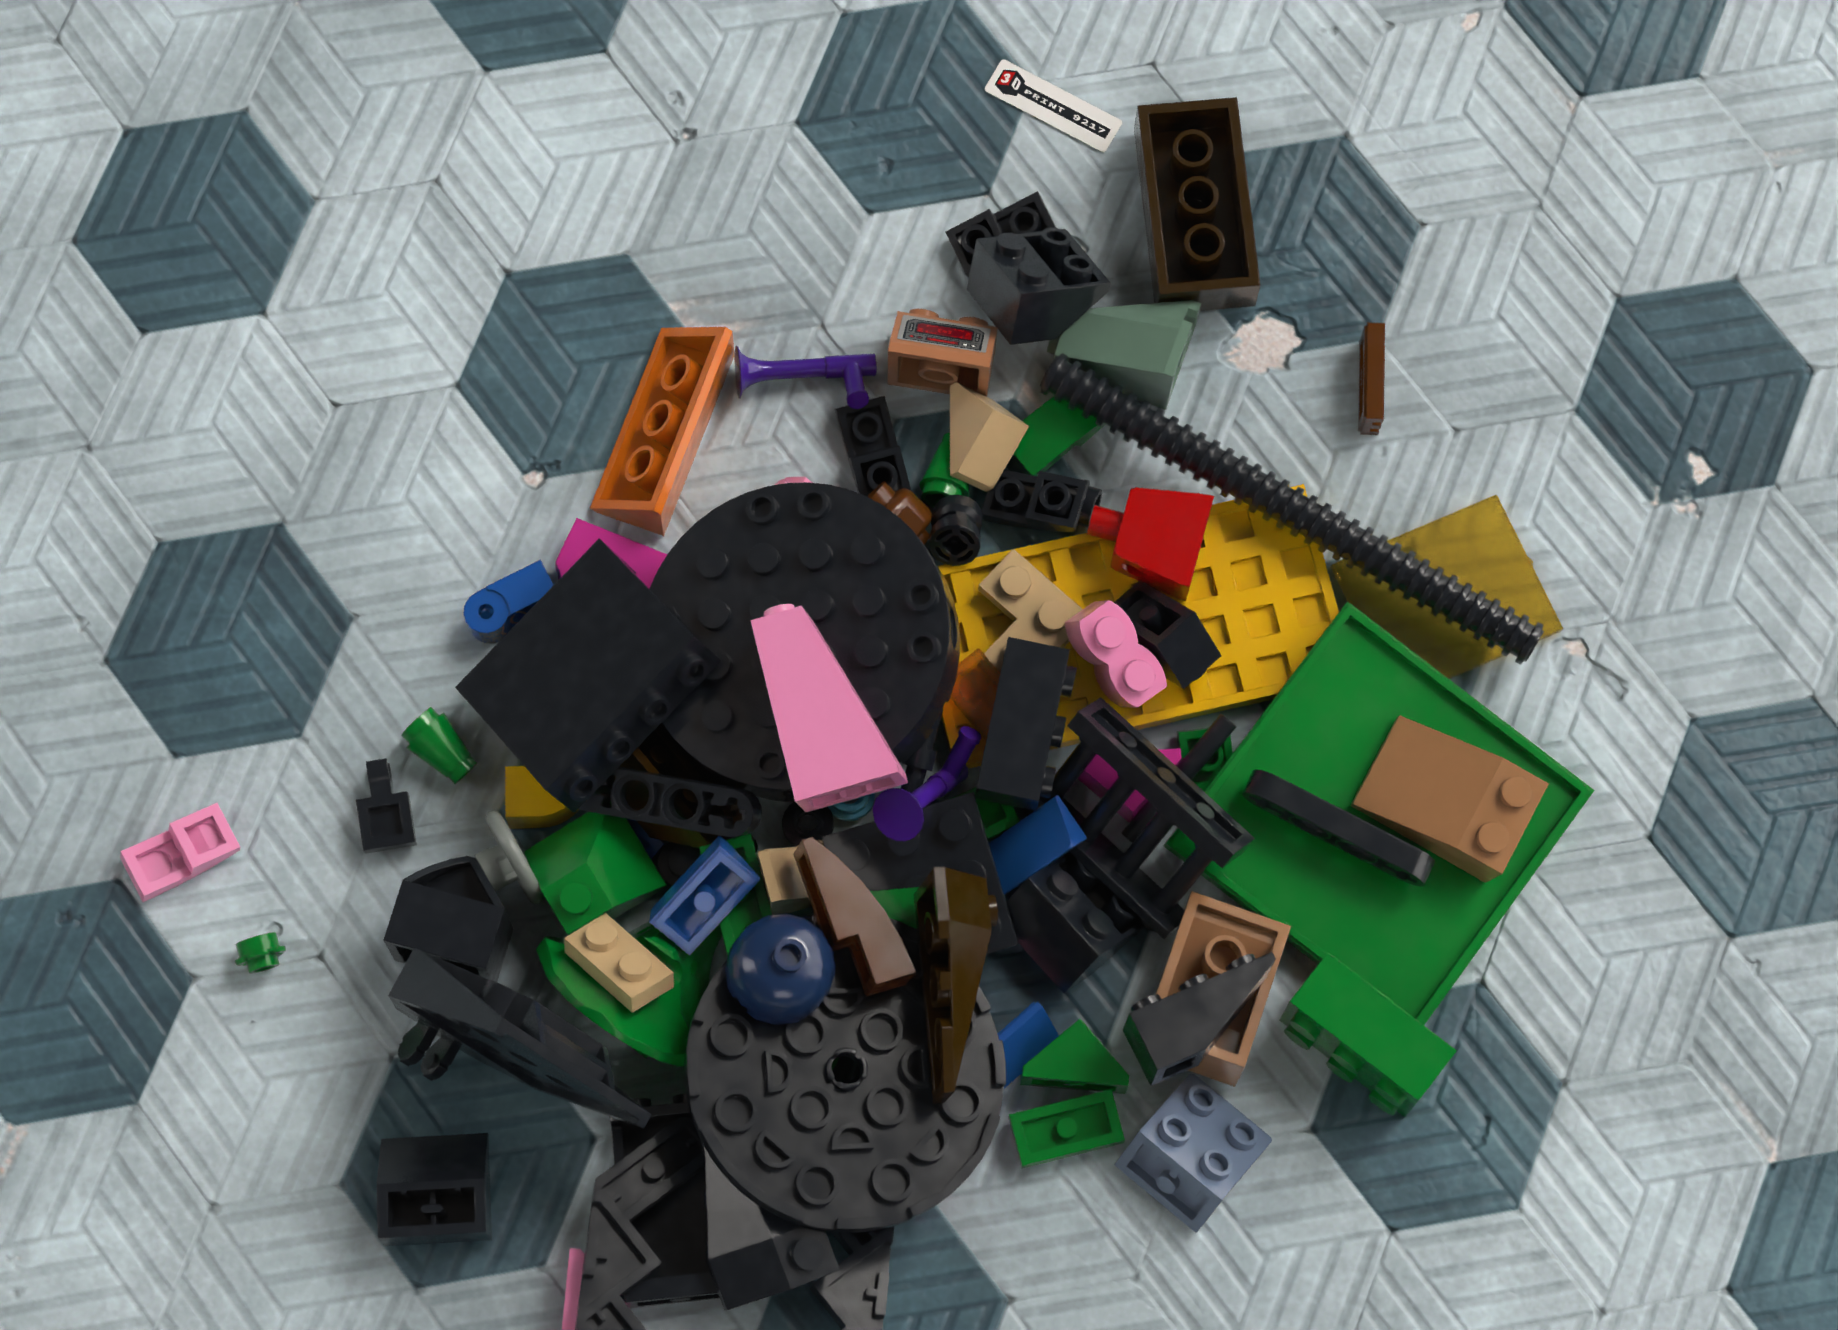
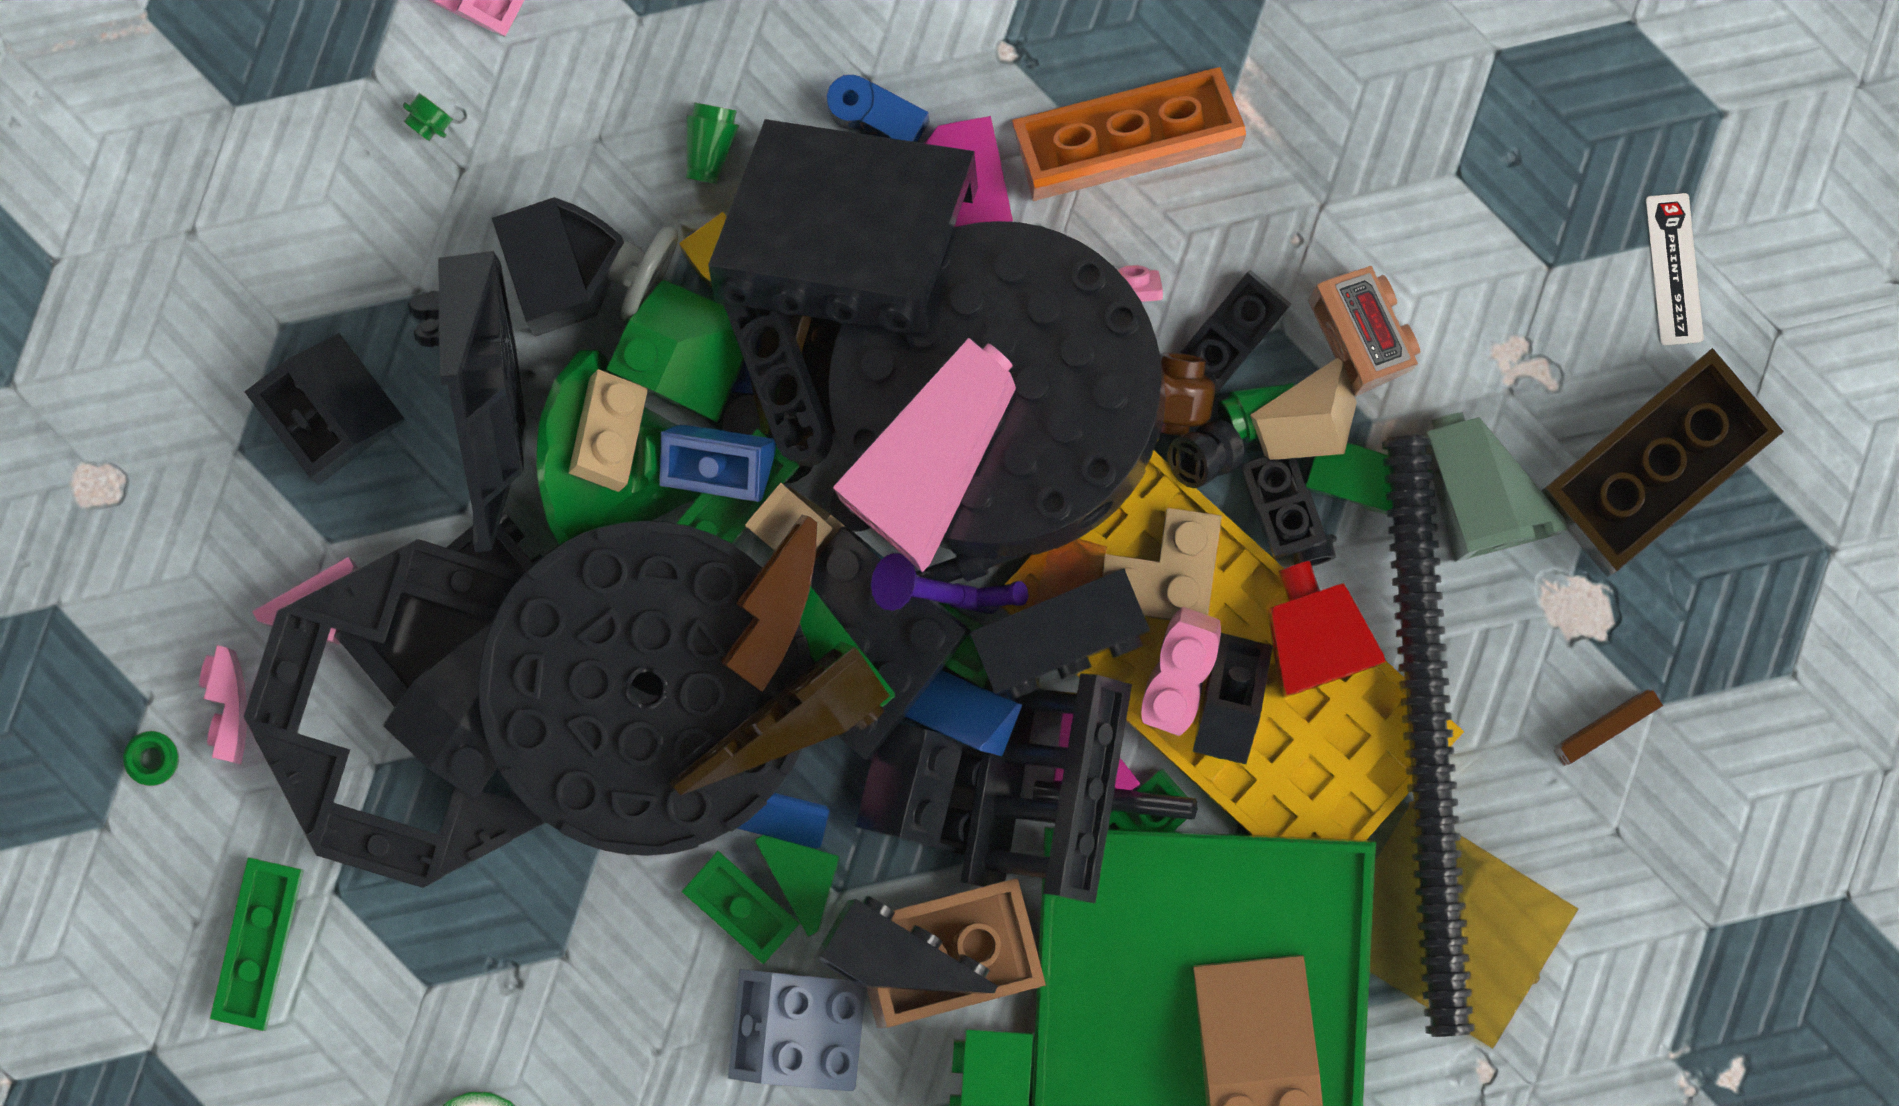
camera: 55 degrees right, 10 degrees up
(385, 816) = (615, 140): black plate -> none
(780, 968) = (688, 573): dark blue cylinder -> none
(849, 367) = (1295, 254): dark purple piece -> none
(1021, 217) = (1516, 308): black slope -> none
(1034, 283) = (1482, 369): black slope -> none
(1338, 827) = (1160, 969): black beam -> none

